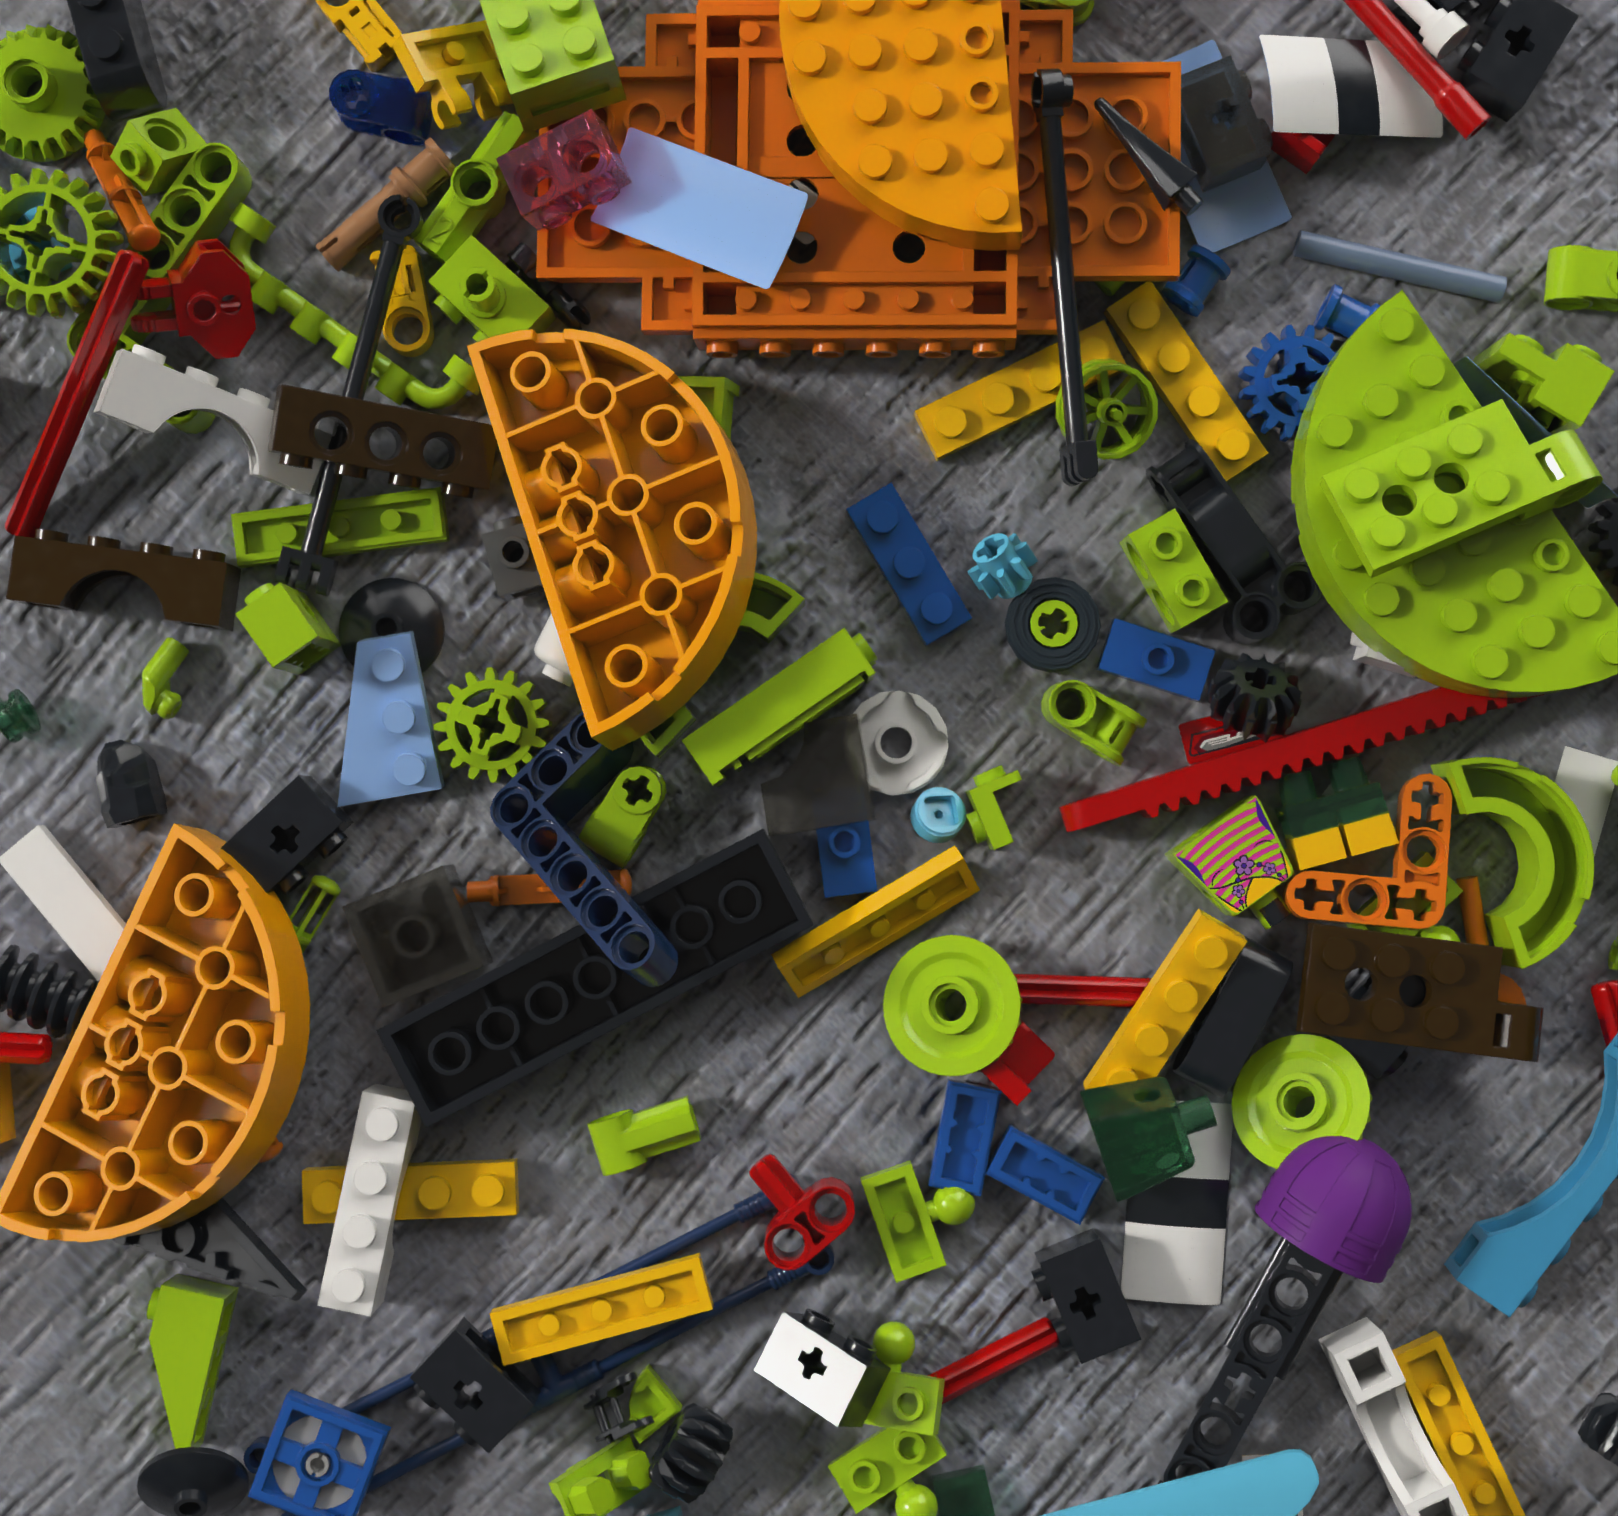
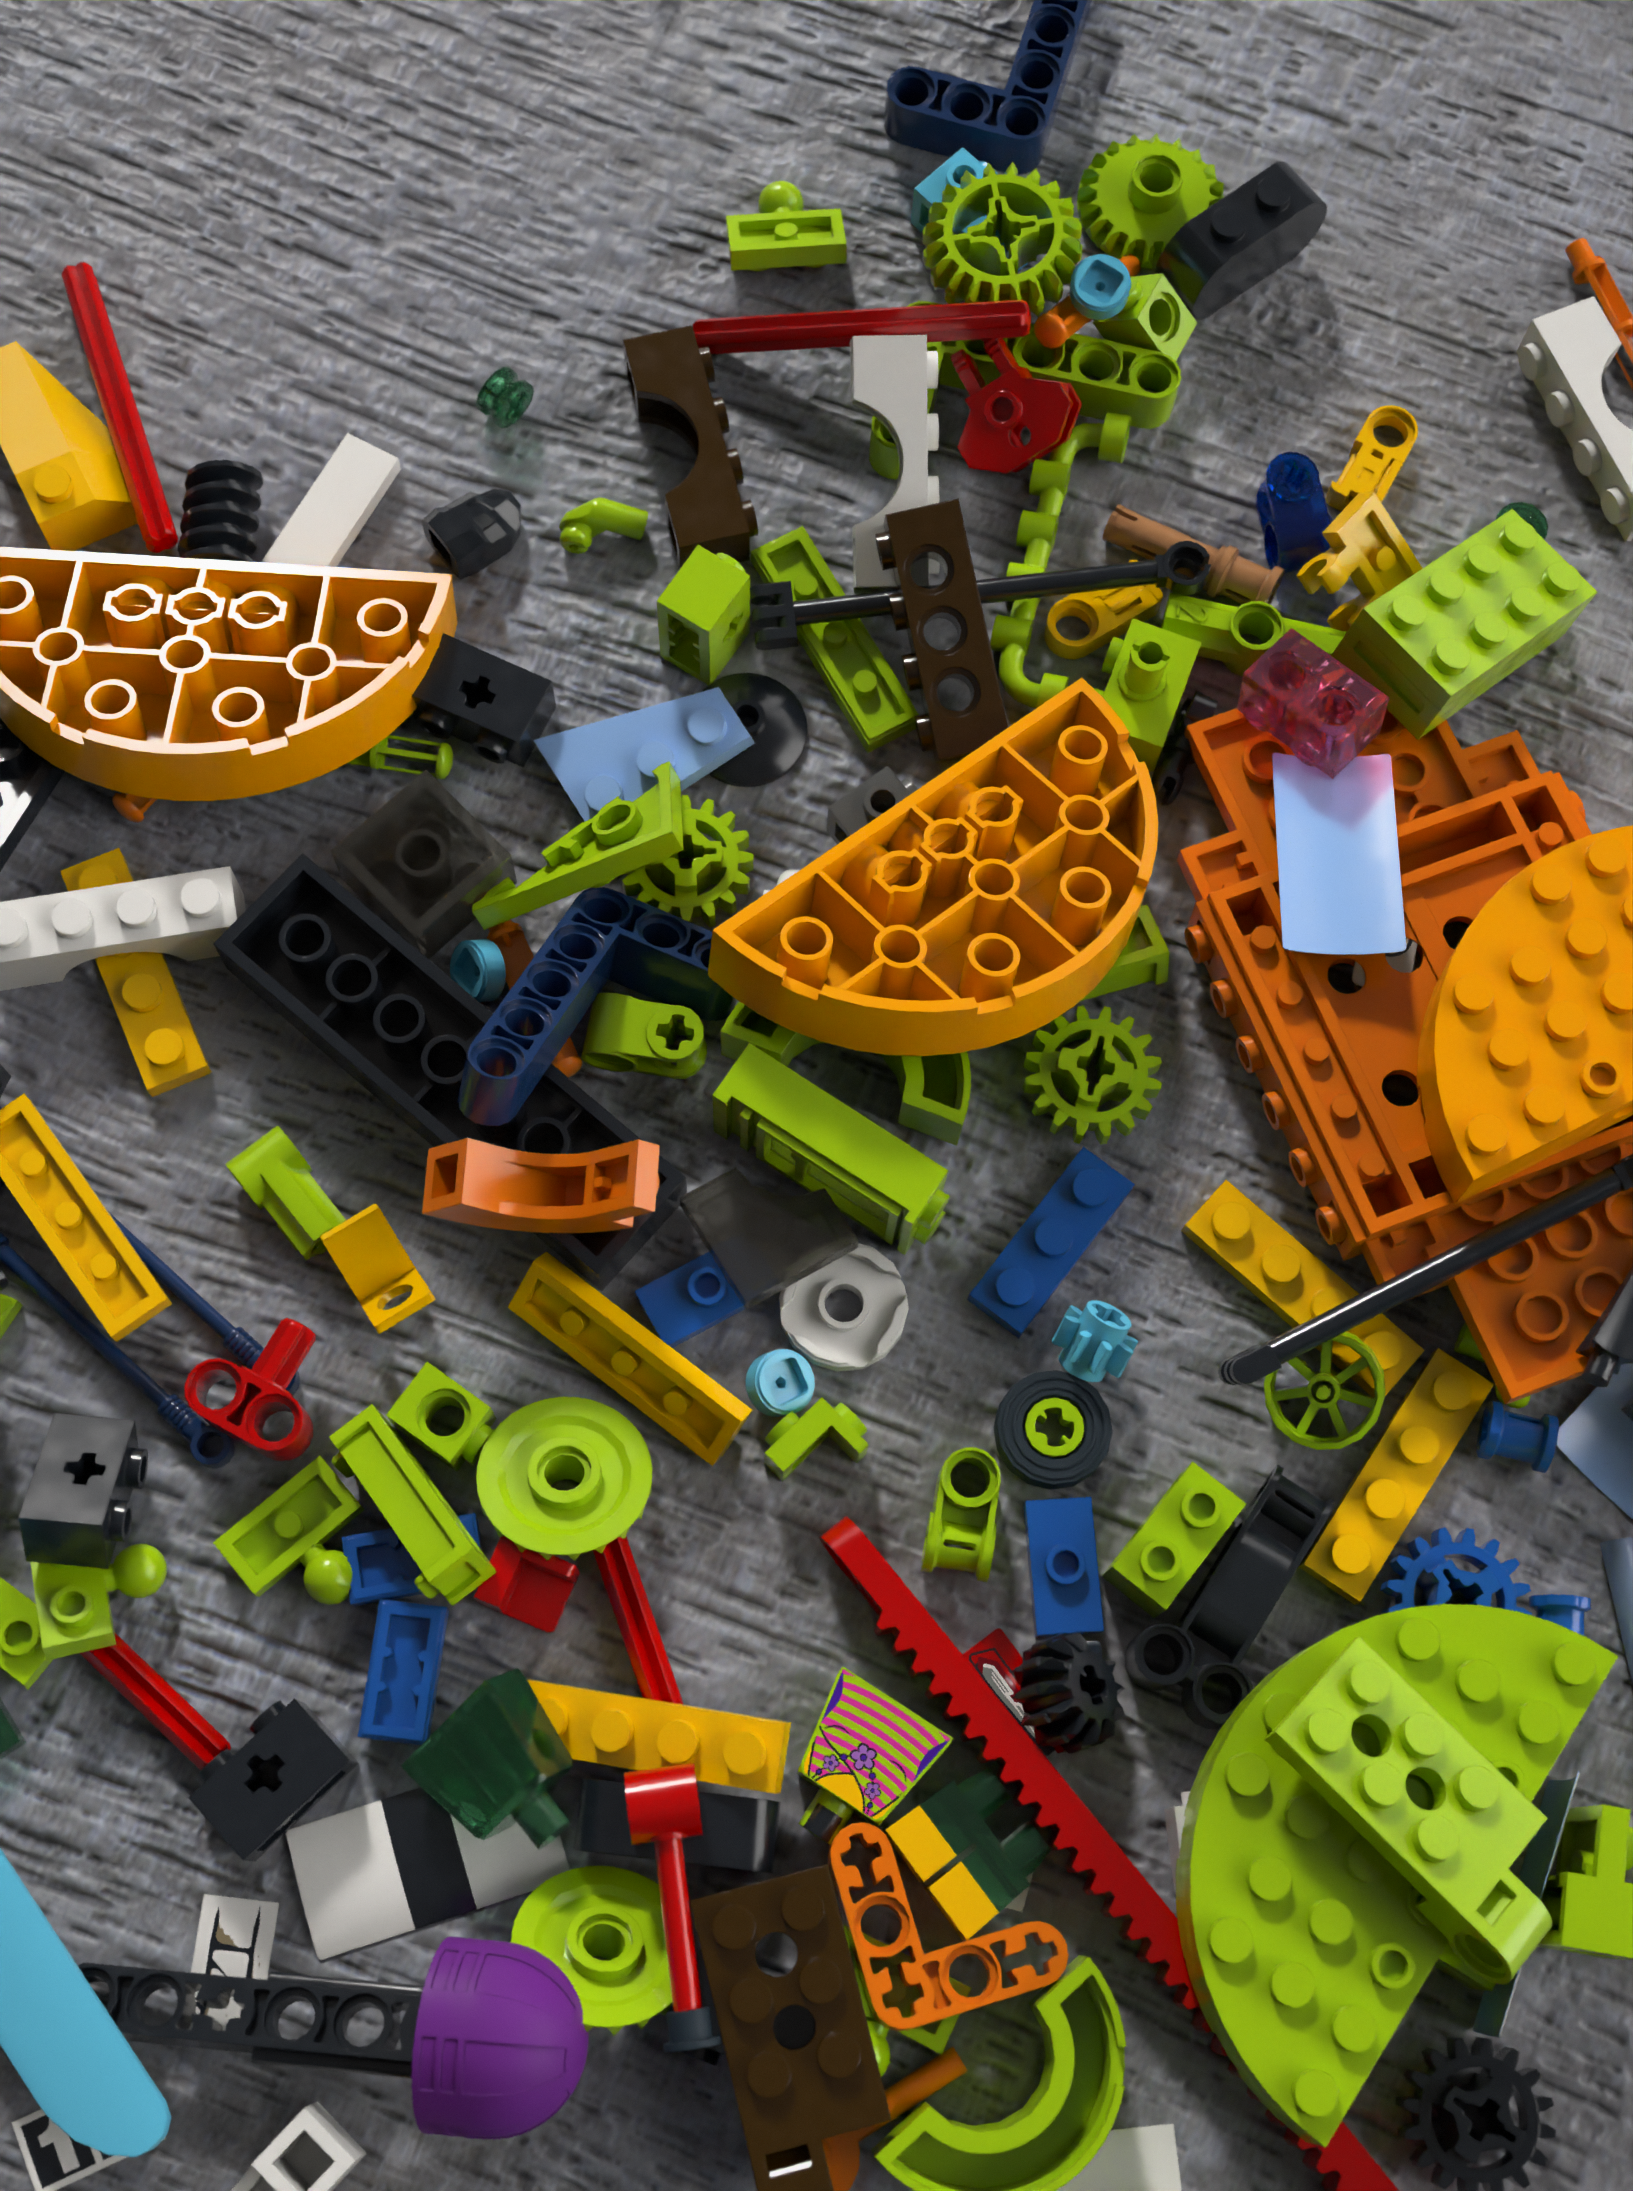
camera: 60 degrees right, 15 degrees down
(122, 178) = (1100, 286): none -> medium azure tile
(463, 791) = (596, 851): none -> lime wing
(519, 923) = (479, 969): none -> medium azure tile
(733, 1087) = (376, 1267): none -> yellow bracket
(737, 945) = (541, 1191): none -> orange arch
(806, 459) = (1116, 1077): none -> lime gear
(863, 1101) = (423, 1398): none -> lime brick
(930, 1127) = (412, 1506): none -> lime container
(1191, 1364) = (235, 1942): none -> white sticker
(1232, 1026) = (663, 1811): none -> red piece

